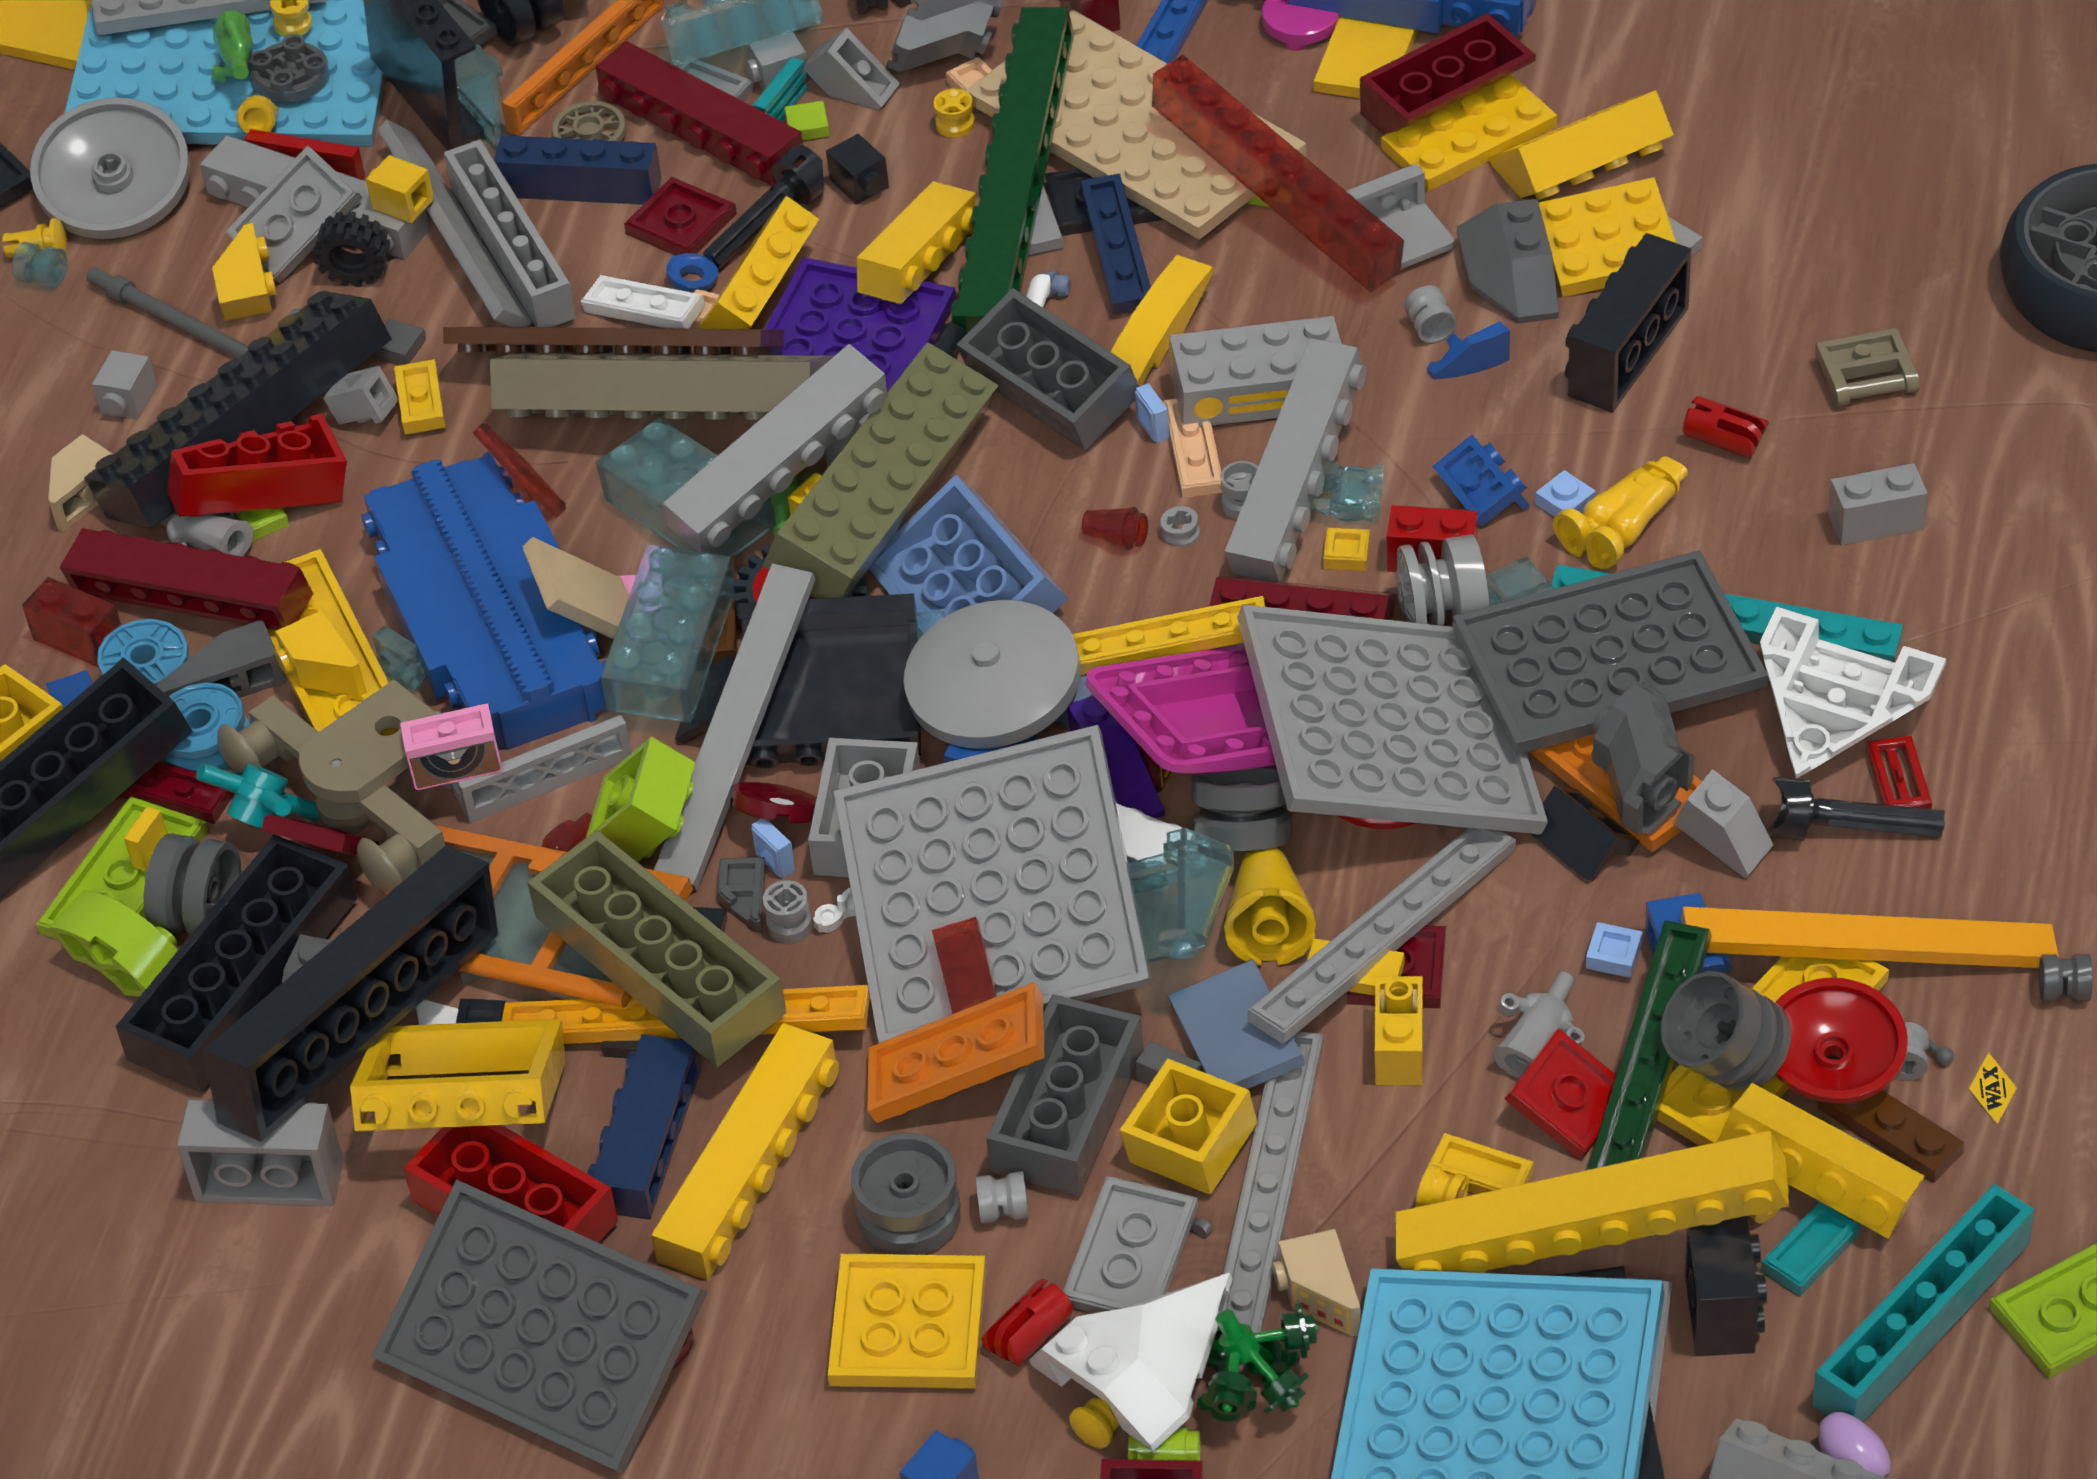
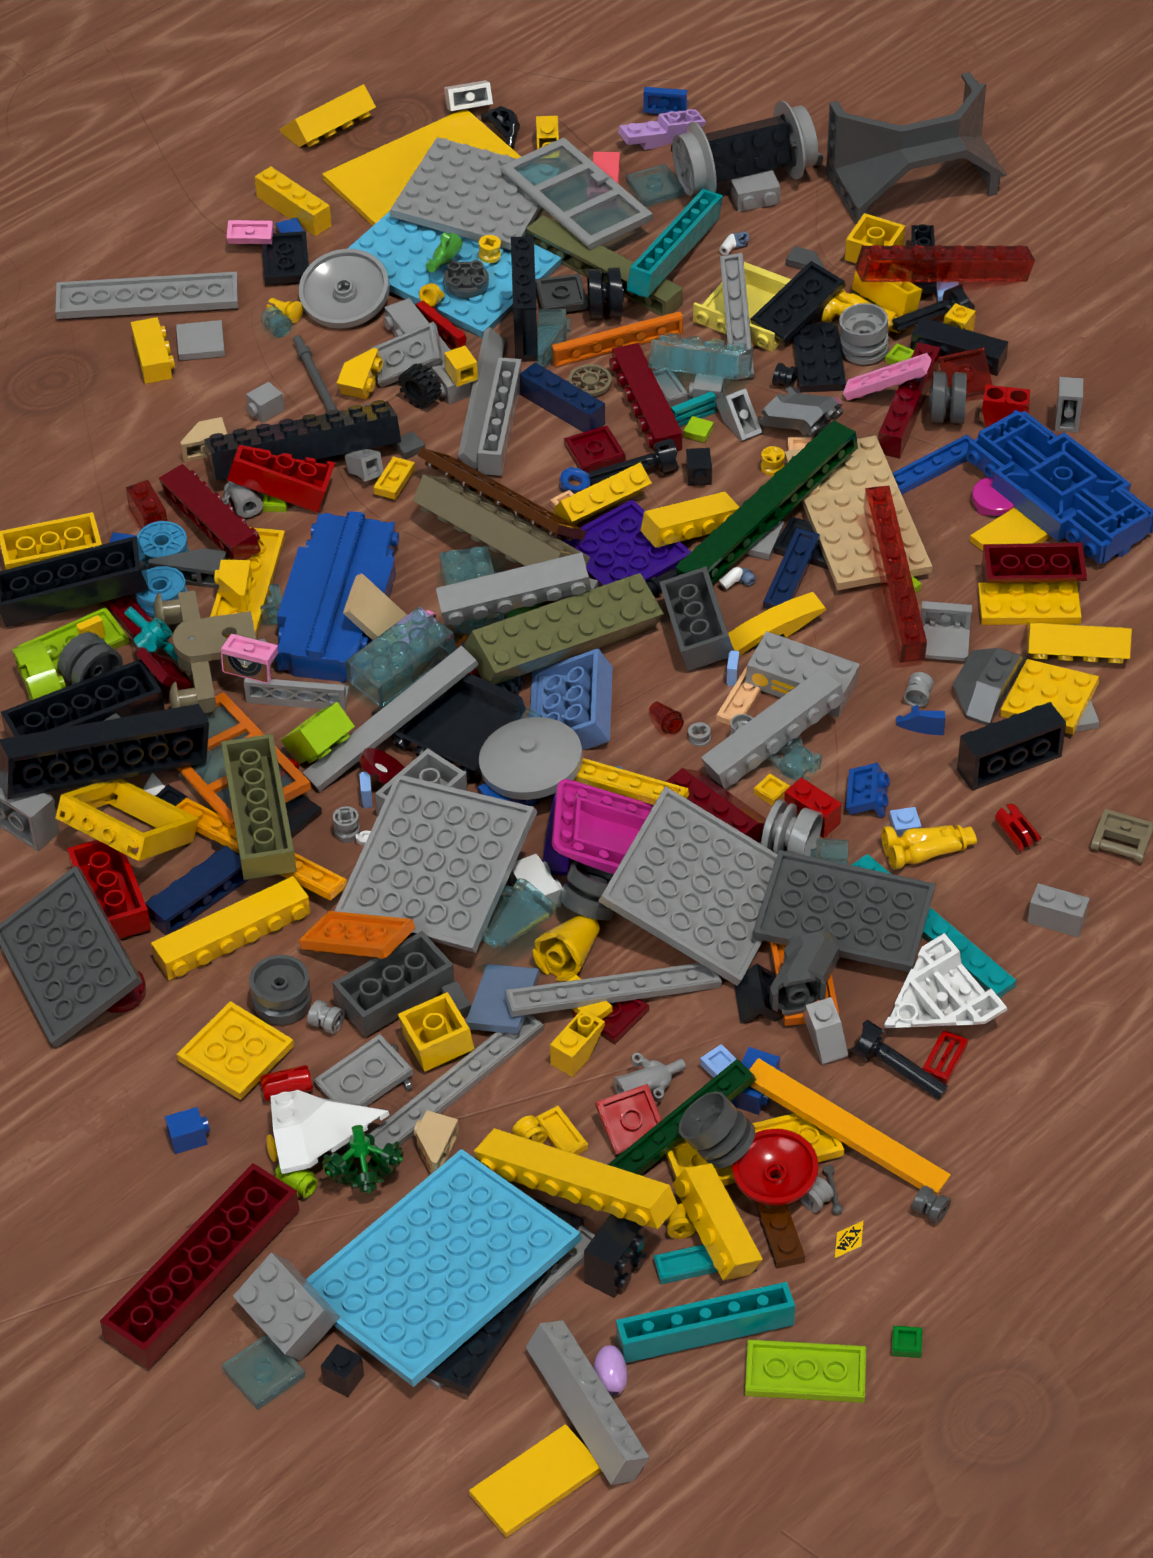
camera: 30 degrees right, 0 degrees up
(520, 469) = (403, 538): clear red tile -> none
(567, 834) = (278, 732): clear red cylinder -> none
(642, 303) = (537, 484): white tile -> none
(742, 889) = (339, 797): dark grey tile -> none
(964, 964) = (394, 893): clear red tile -> none

